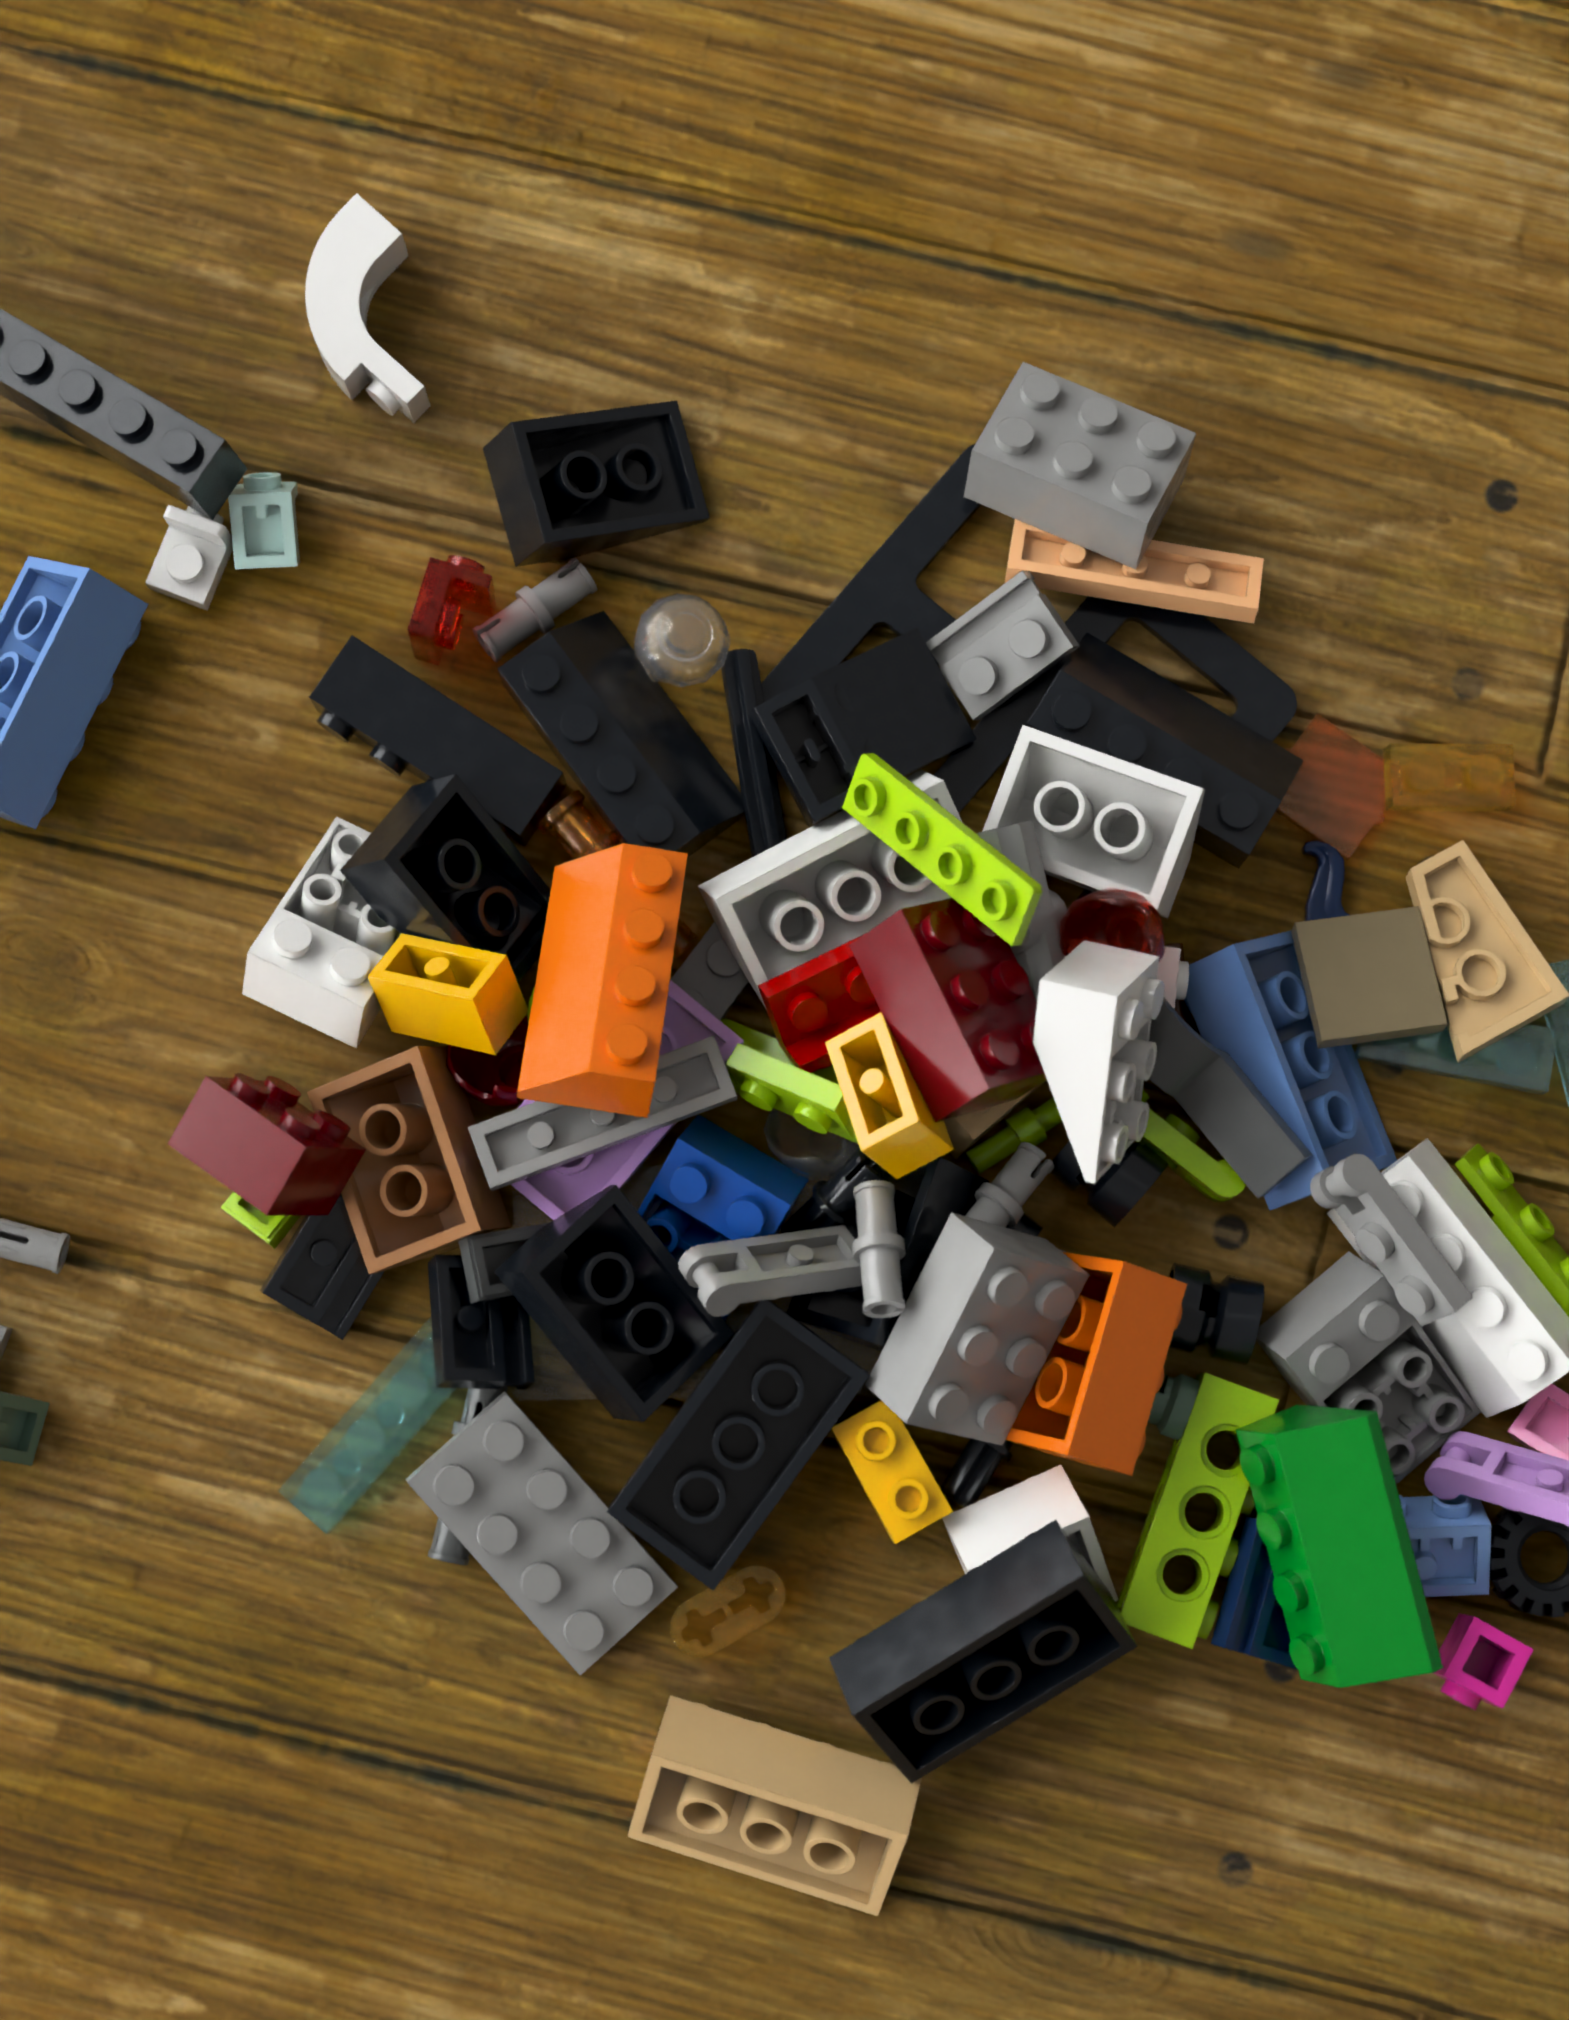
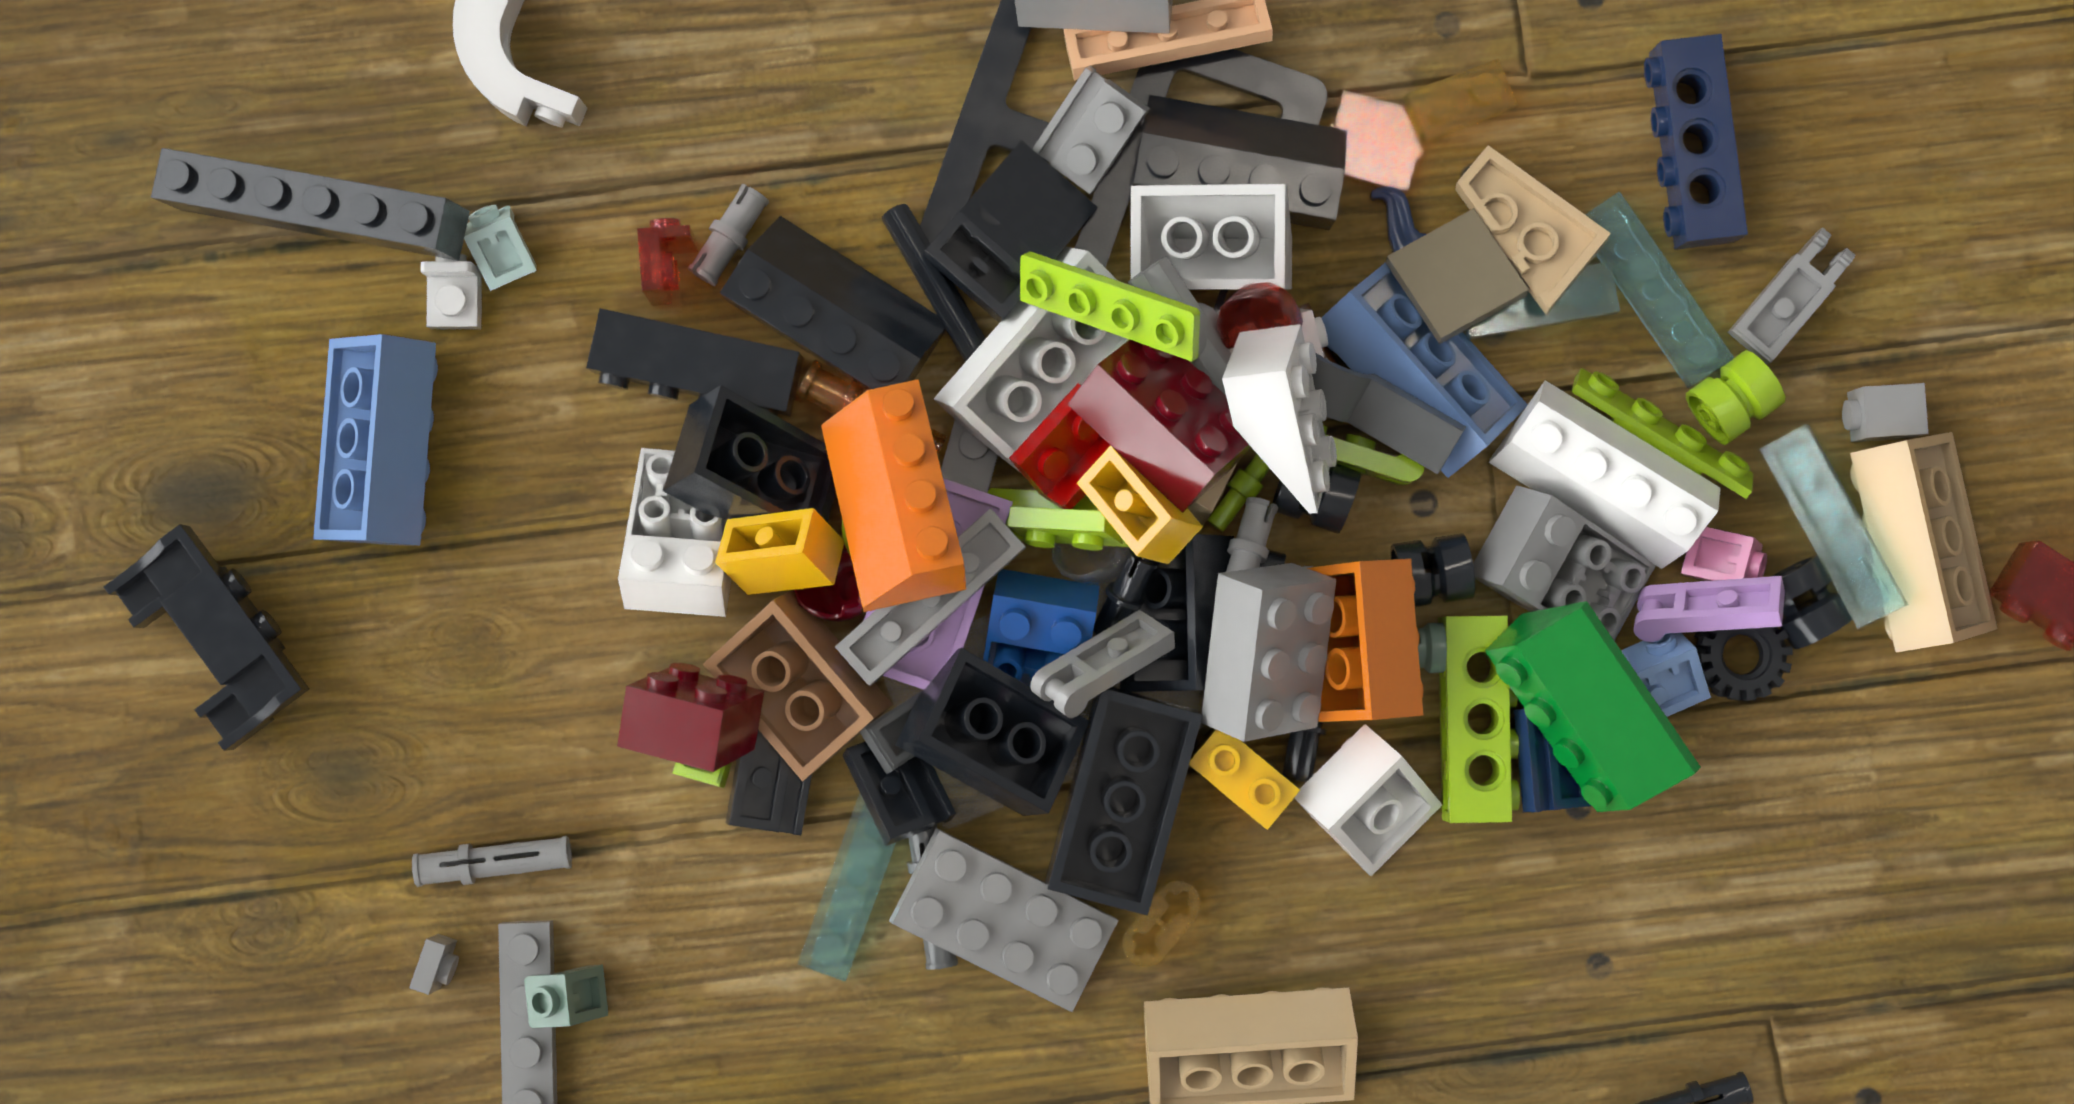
camera: 20 degrees left, 5 degrees up
(593, 480) = (734, 119): black slope -> none
(681, 640) = (848, 217): clear hair -> none
(878, 1249) = (1174, 620): light grey pin -> none
(982, 1652) = (1361, 884): black brick -> none
(1390, 1238) = (1548, 467): light grey plate -> none
(1480, 1663) = (1724, 750): dark pink brick -> none

